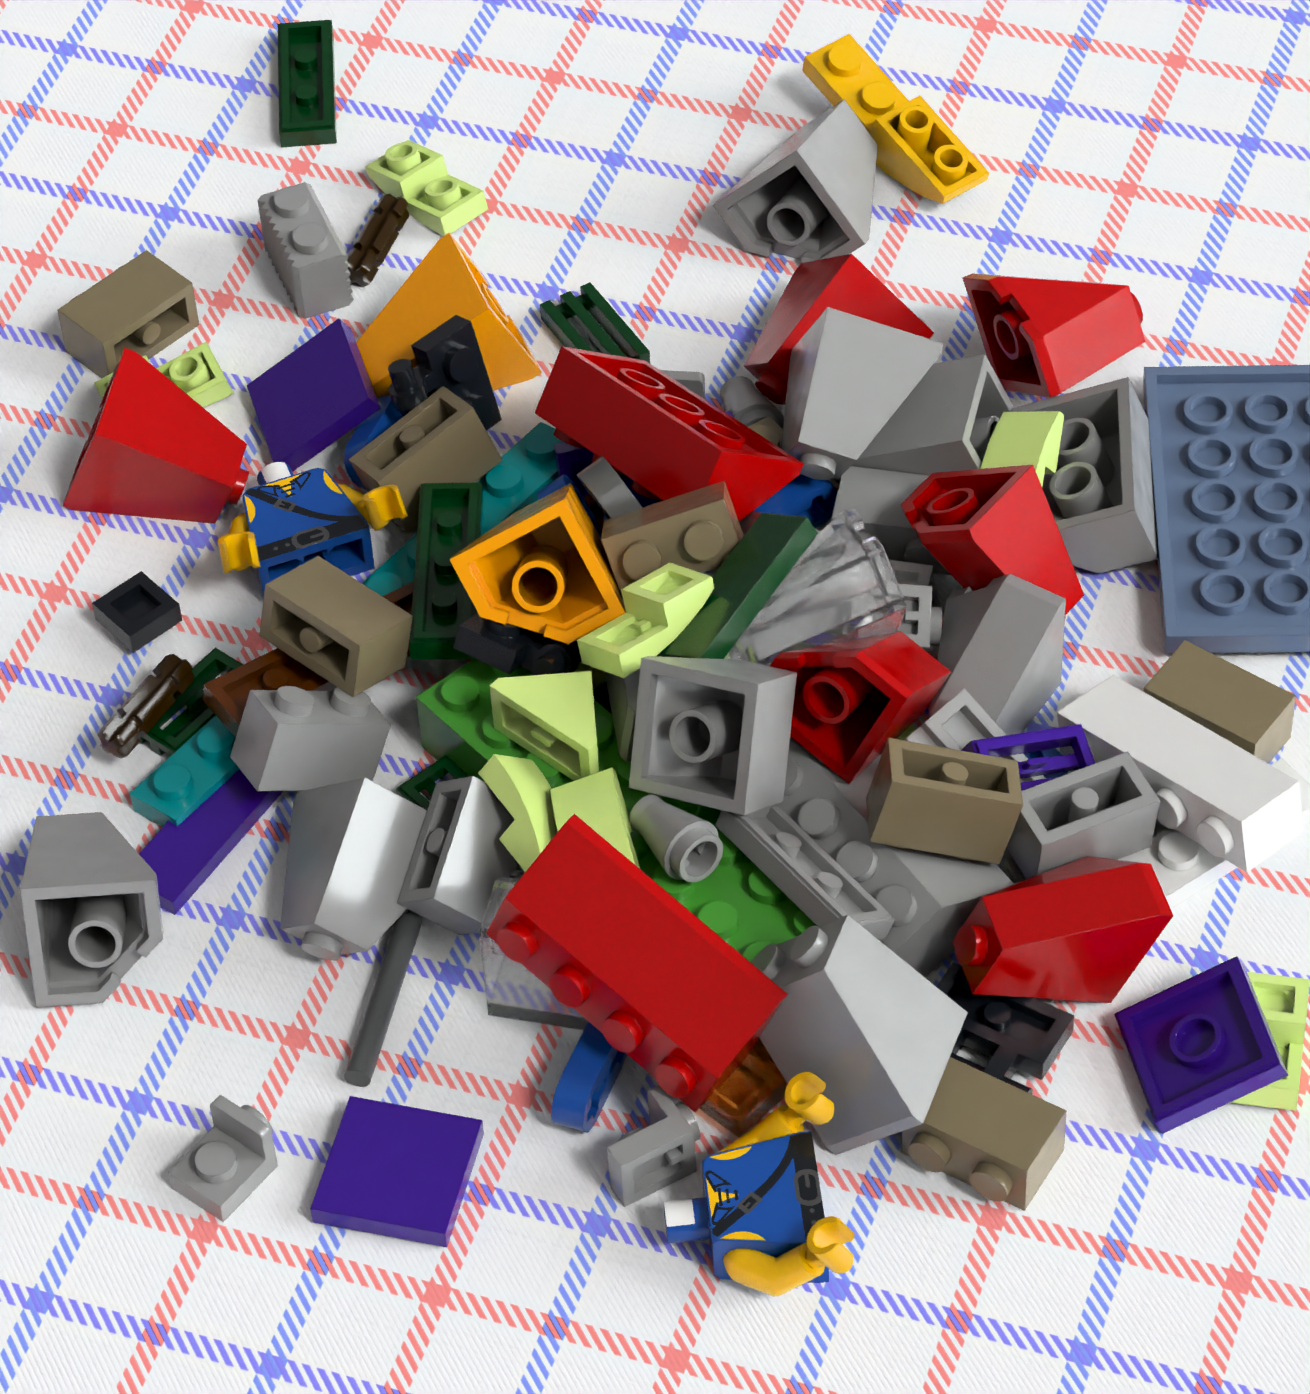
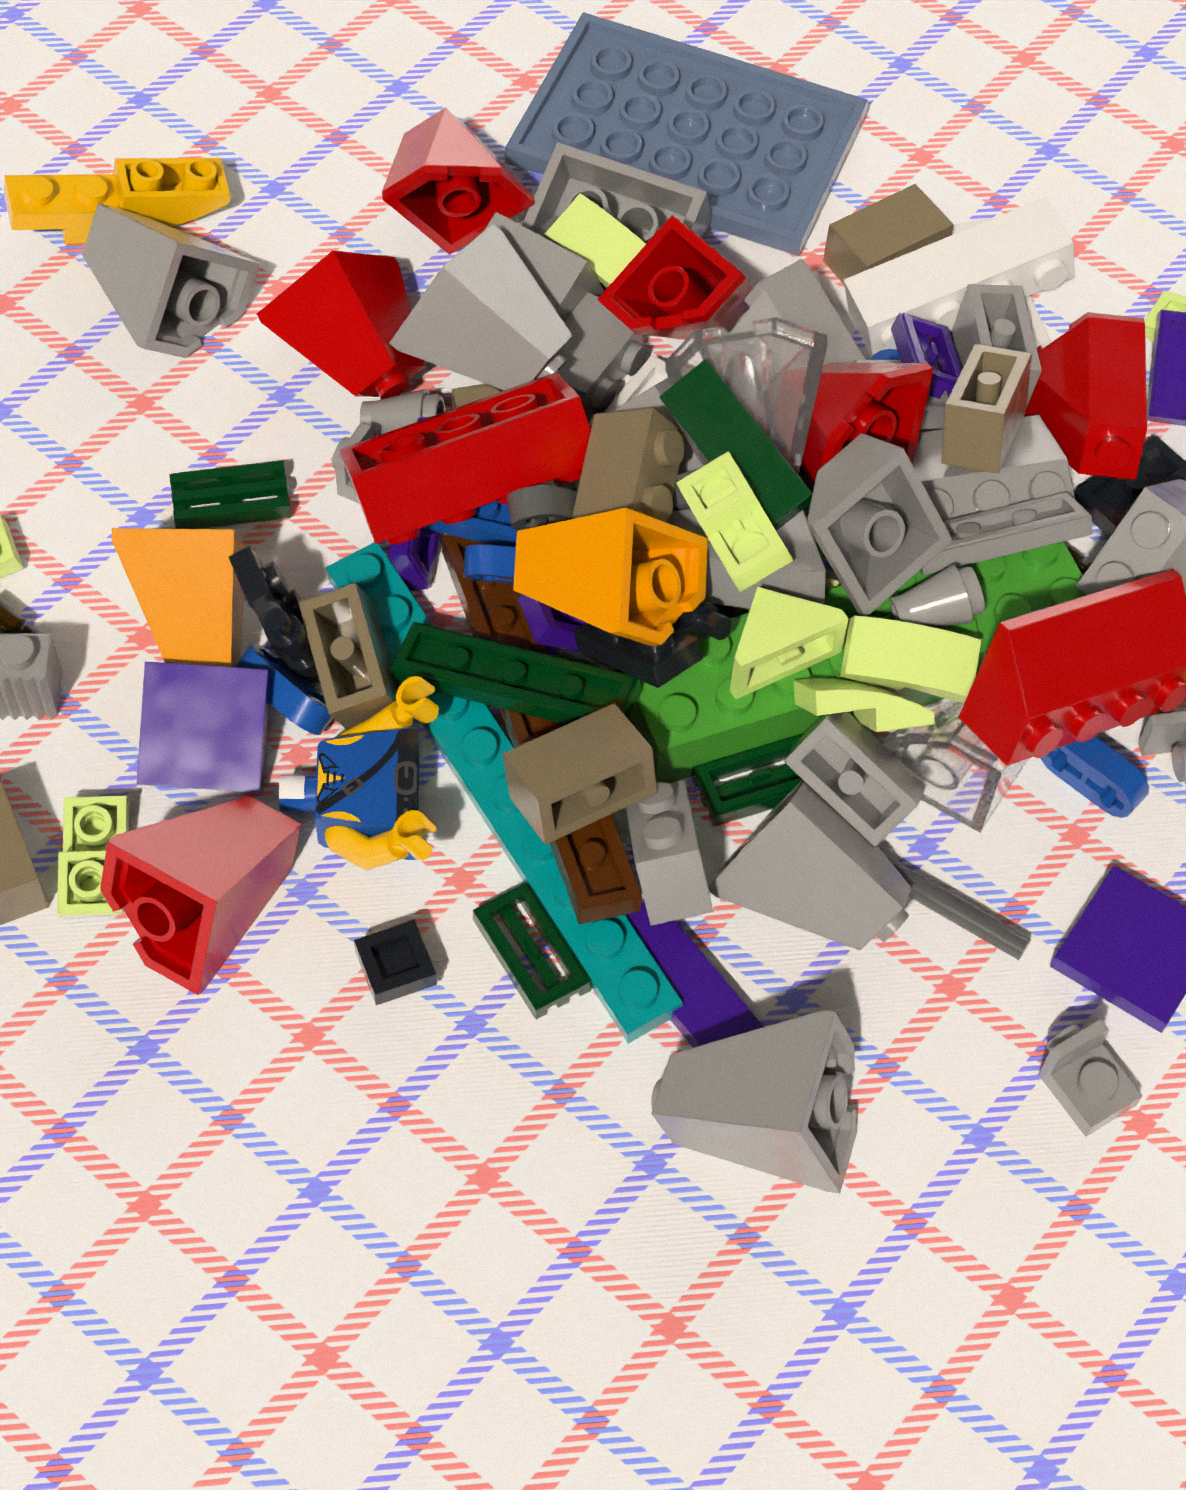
camera: 75 degrees left, 10 degrees up
(146, 706) = (538, 983): dark brown axle -> none

